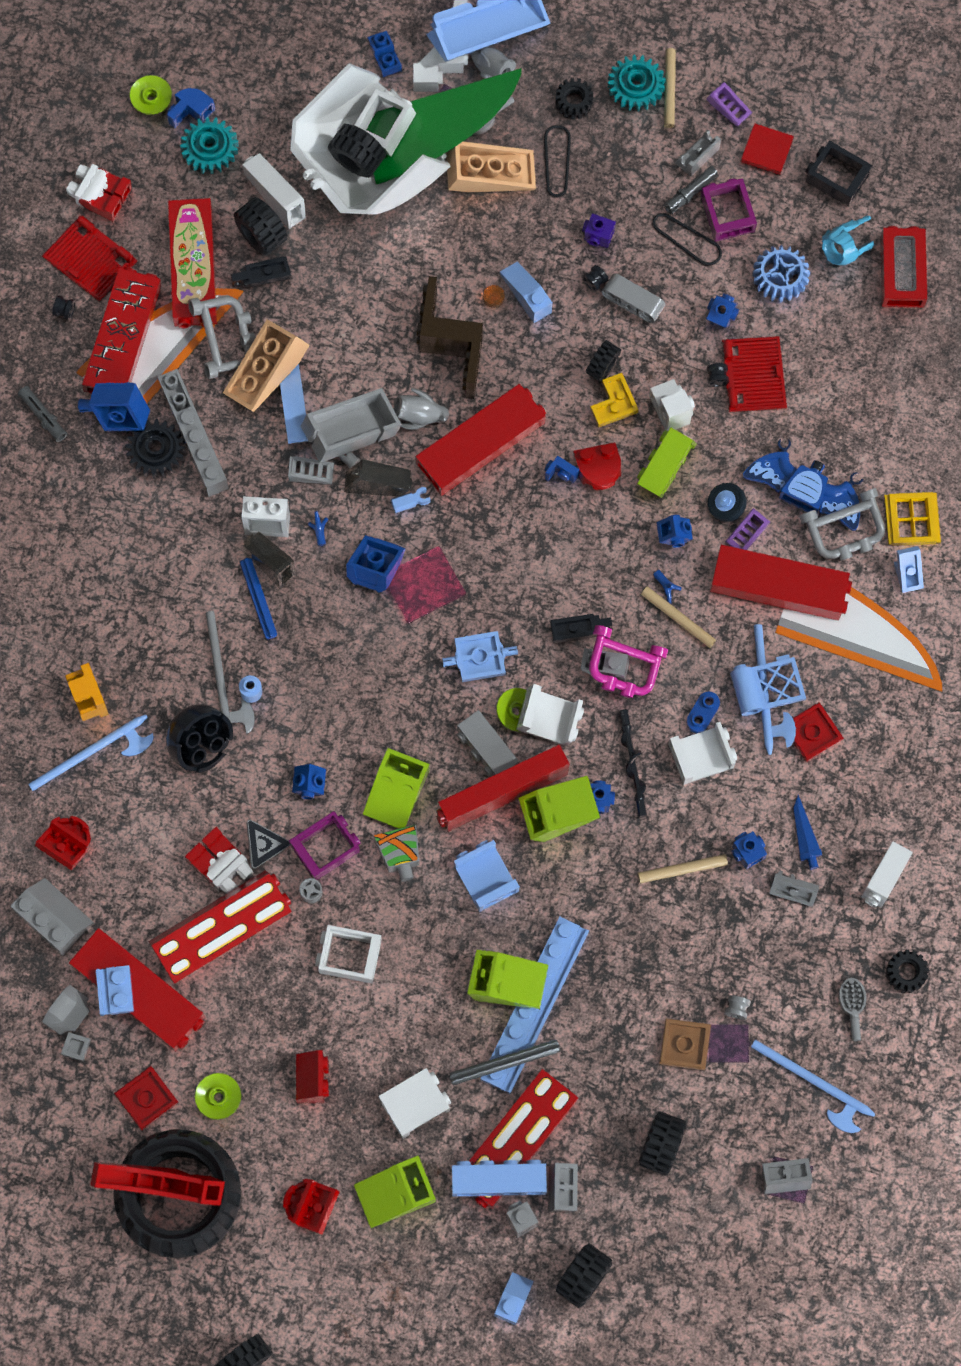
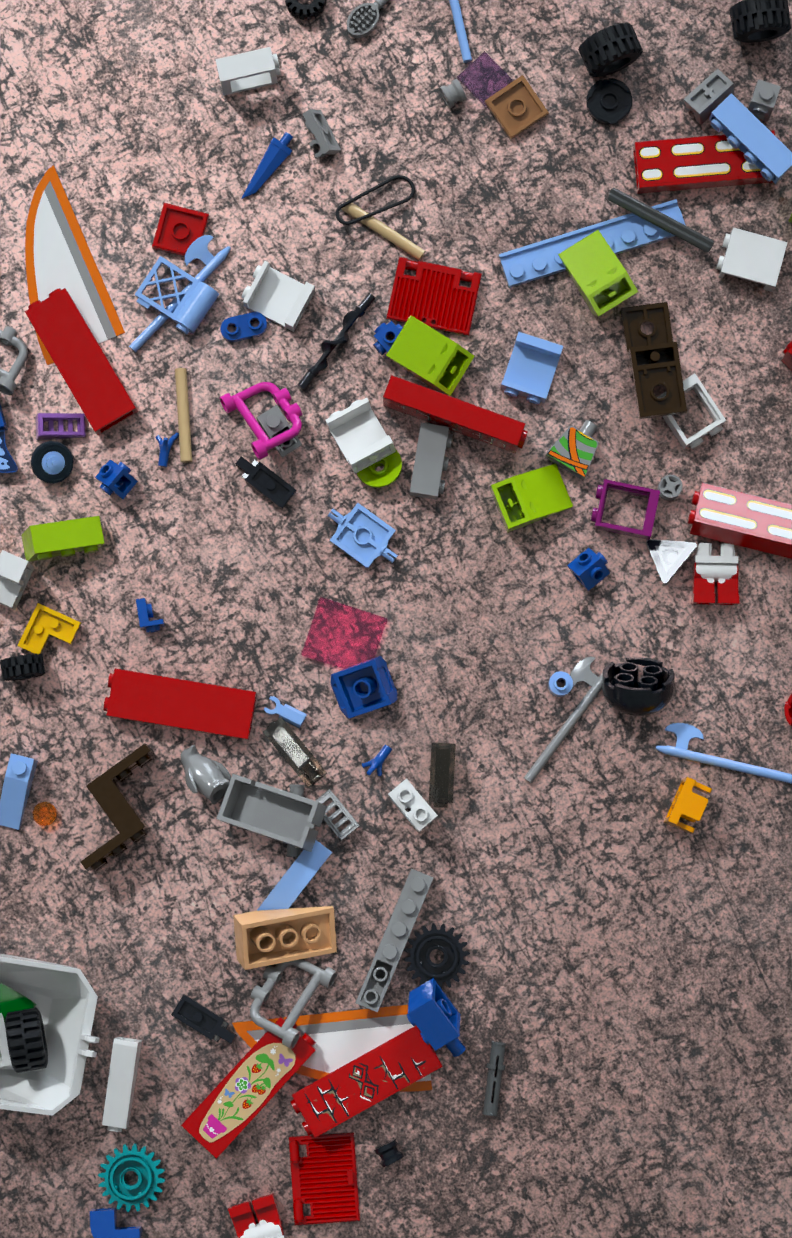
camera: 130 degrees left, 10 degrees up
(258, 598) = (480, 753): blue axle -> none
(260, 226) = (168, 1056): black tyre -> none
(409, 959) = (653, 360): none -> dark brown bracket
(598, 465) = (114, 591): red slope -> none
(601, 857) = (434, 296): none -> red window
(628, 1116) = (609, 101): none -> black tile
(698, 879) = (377, 211): none -> black piece
(751, 856) = (323, 183): blue brick -> none

